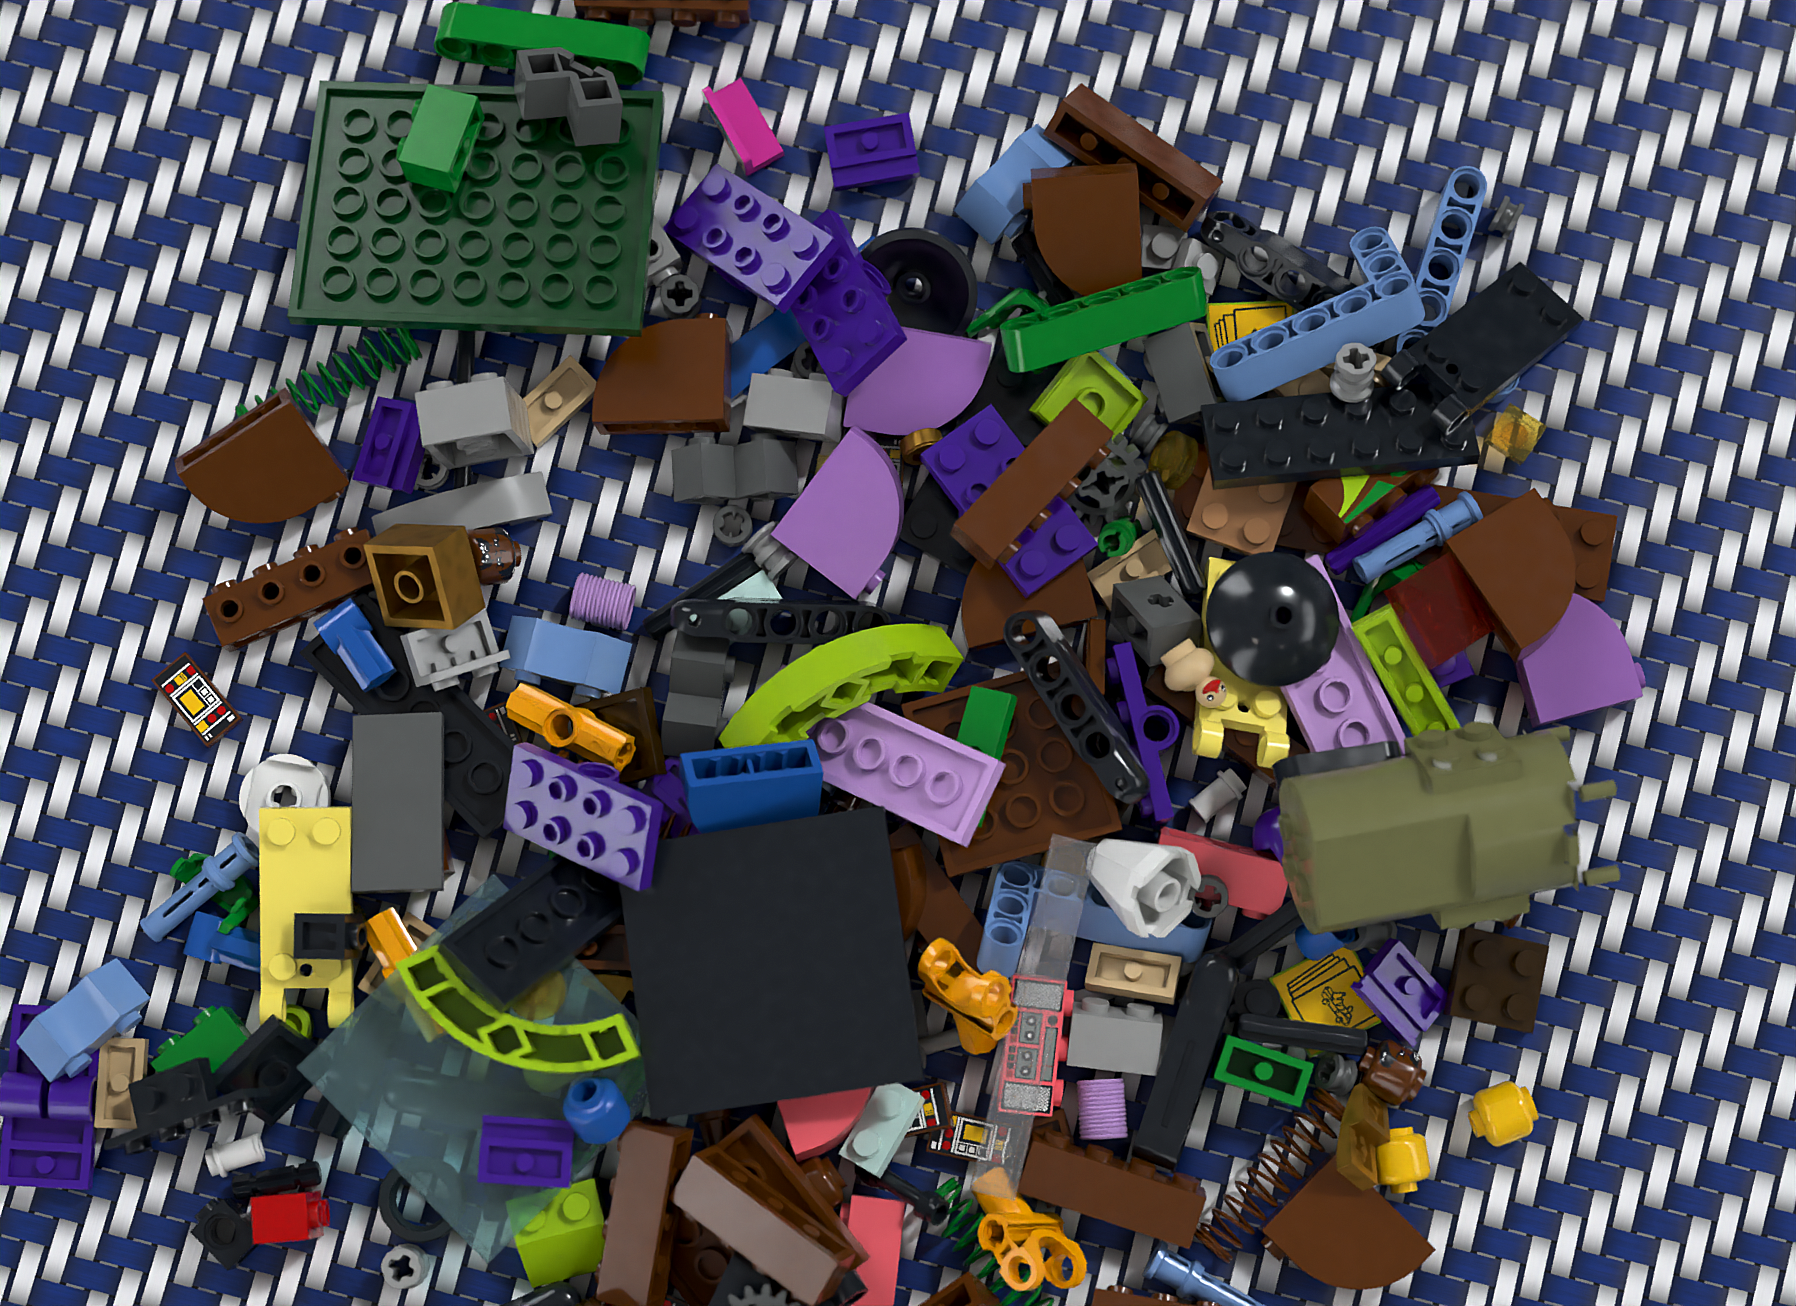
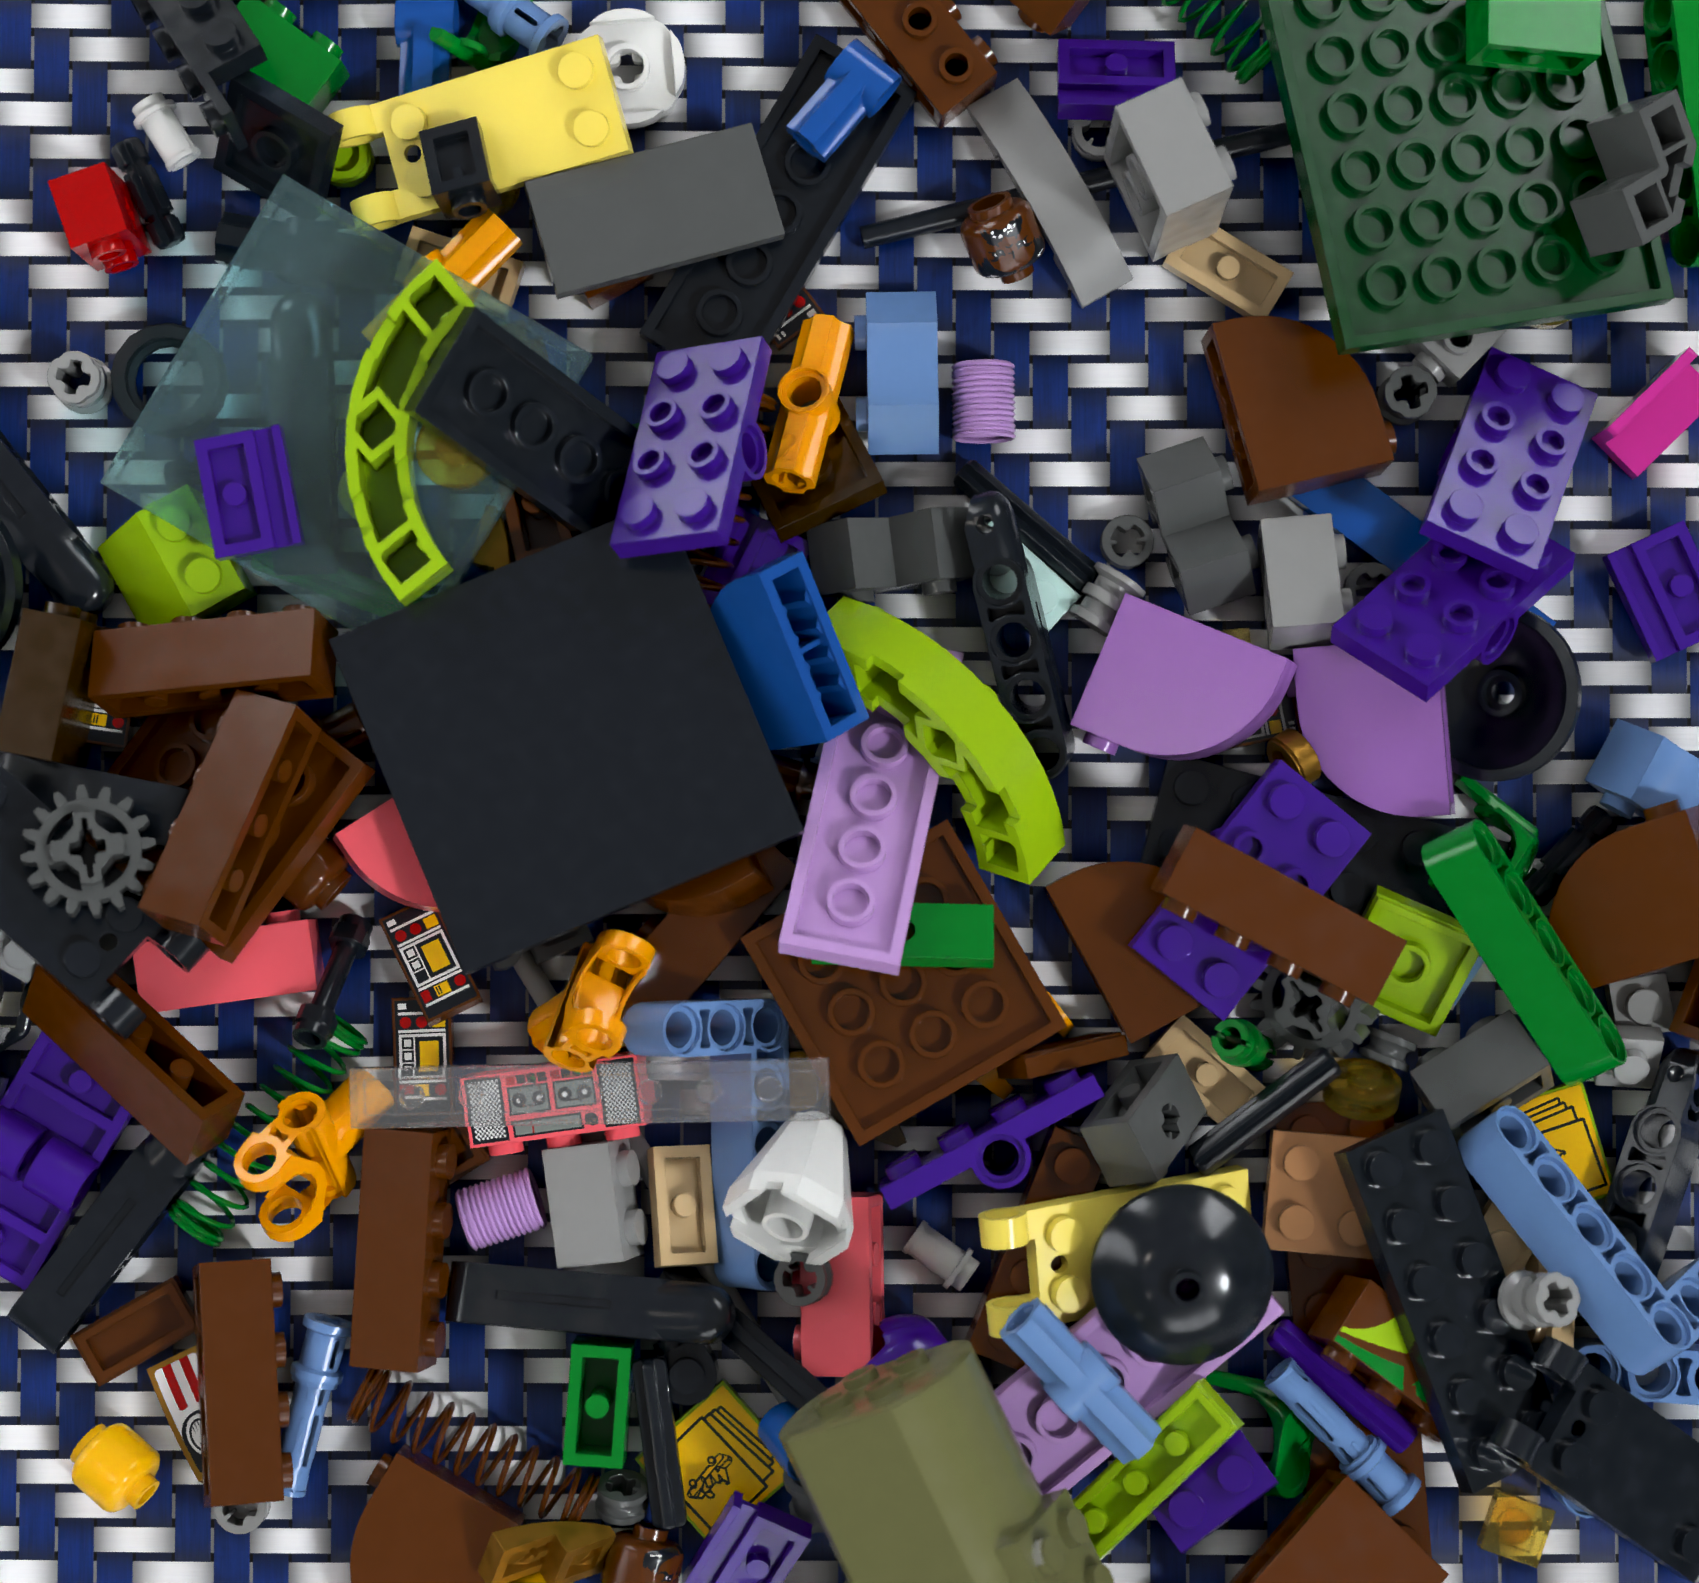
camera: 75 degrees right, 5 degrees up
(232, 1253) = (56, 123): black brick -> none
(424, 576) = (953, 163): pearl gold brick -> none
(443, 654) = (869, 226): light grey bracket -> none
(596, 1109) = (321, 566): blue head -> none
(882, 1127) = (399, 935): light aqua plate -> none
(1120, 763) = (1009, 1018): black piece -> none
(1189, 671) = (1089, 1183): tan animal -> none
(1330, 710) = (1080, 1381): none -> medium blue piece
(1334, 759) = (1015, 1403): black beam -> none
(1439, 610) = (1252, 1490): clear red tile -> none

